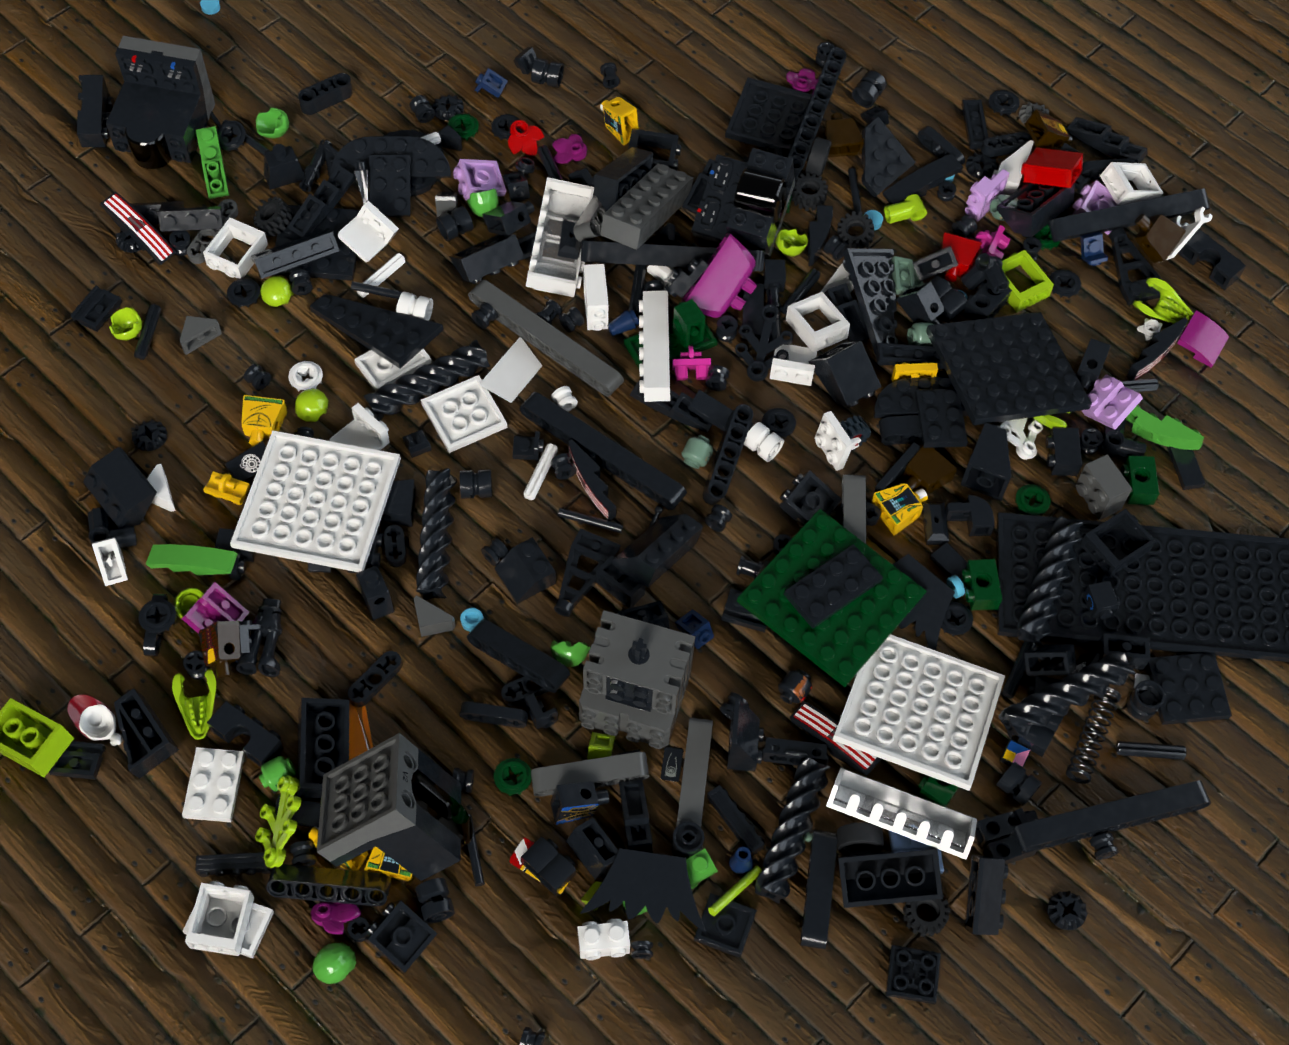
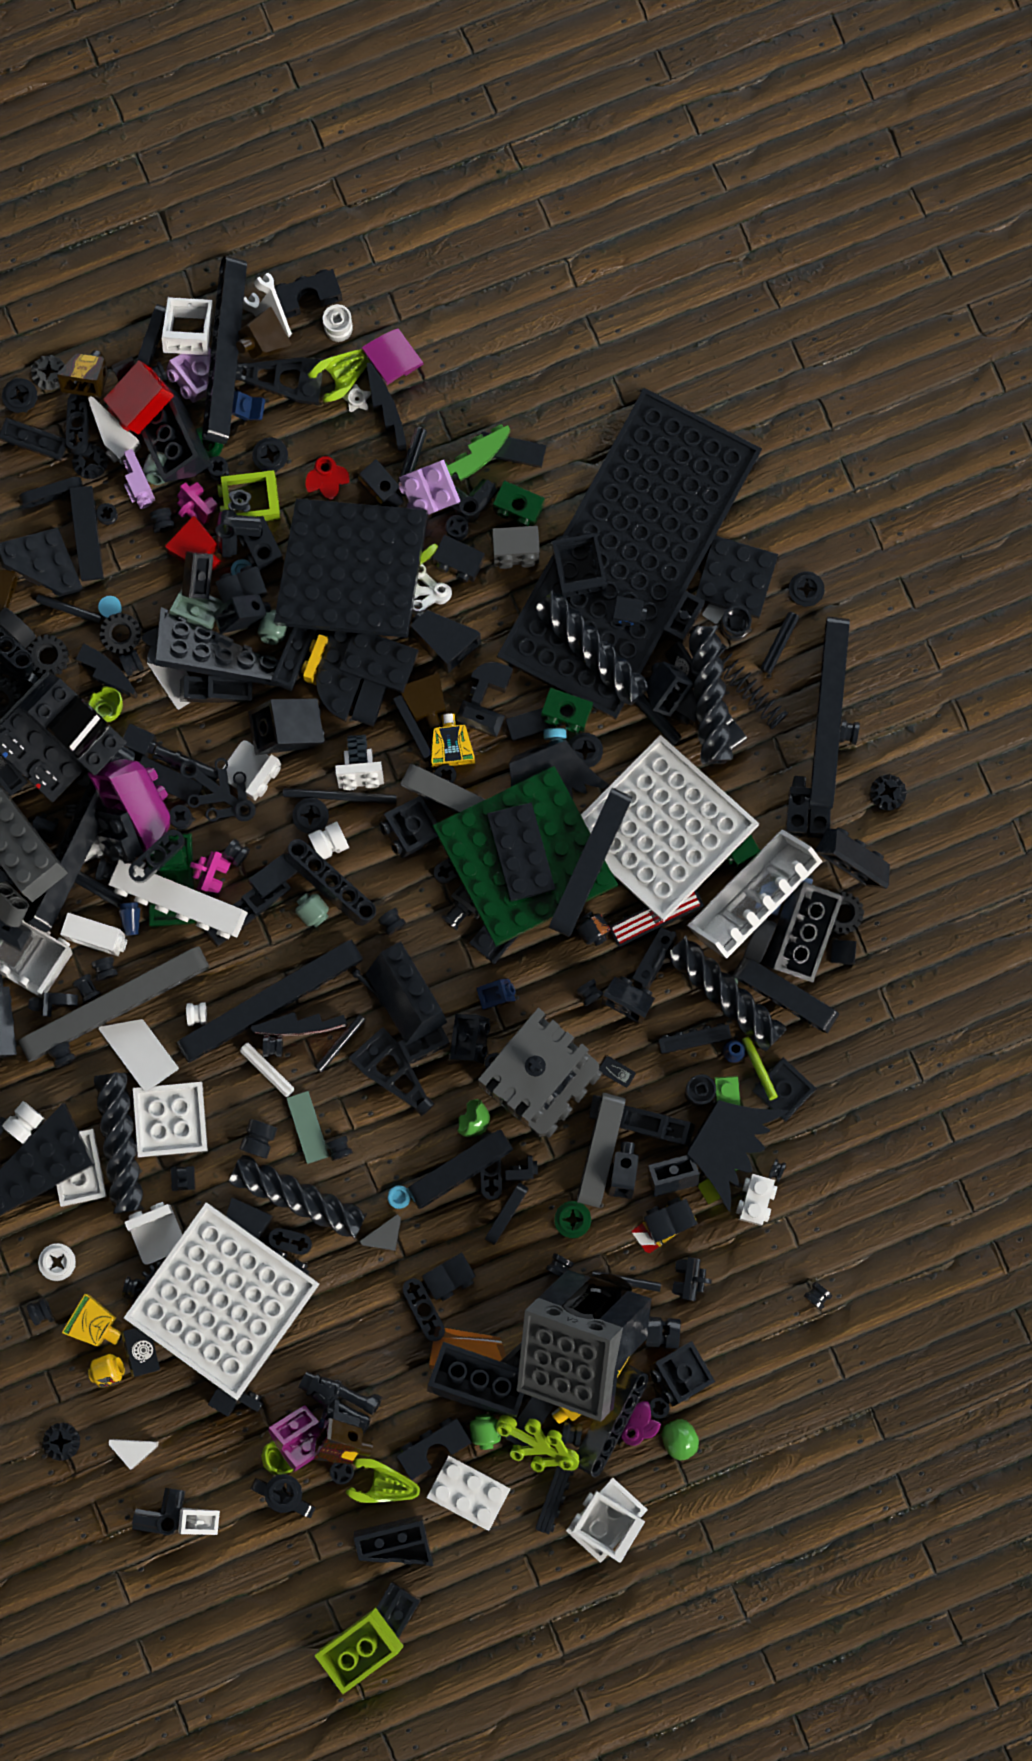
camera: 65 degrees left, 20 degrees up
(94, 719) = (366, 1583): white hair -> none
(120, 488) = (121, 1488): black slope -> none
(192, 558) = (228, 1442): bright green slope -> none
(223, 443) = (106, 1370): none -> yellow head
(227, 488) = (161, 1383): yellow hips -> none
(311, 405) = (94, 1267): lime hair -> none
(373, 587) = (337, 1278): black torso -> none
(414, 687) = (449, 1276): none -> black brick
(500, 908) = (694, 1278): none -> black hips
(504, 521) = (307, 1127): none -> sand green tile
(525, 288) = (50, 999): none -> black piece
(525, 571) = (372, 1128): black slope -> none
(528, 447) = (234, 1071): black bracket -> none
(600, 746) = (576, 1128): lime slope -> none
(666, 302) = (156, 846): none -> black beam
(695, 771) = (637, 1056): dark grey beam -> none
(802, 289) = (167, 722): black axle -> none
(808, 440) = (339, 795): none -> black piece
(824, 337) = (236, 719): white window -> none
(855, 646) = (590, 862): none -> black beam
(888, 930) = (843, 952): none -> black slope
(910, 208) = (115, 562): lime piece -> none
(913, 974) = (888, 949): black tile -> none
(1013, 265) = (239, 495): none -> black plate
(1015, 752) = (737, 764): tile -> none
(1019, 783) = (766, 775): black wheel -> none
(1041, 503) = (495, 605): dark green gear -> none
(1069, 330) = (326, 481): none -> red plate
(1102, 139) = (116, 317): black slope -> none
(1204, 287) = (337, 323): none -> white wheel
(1217, 745) = (814, 582): none -> black gear

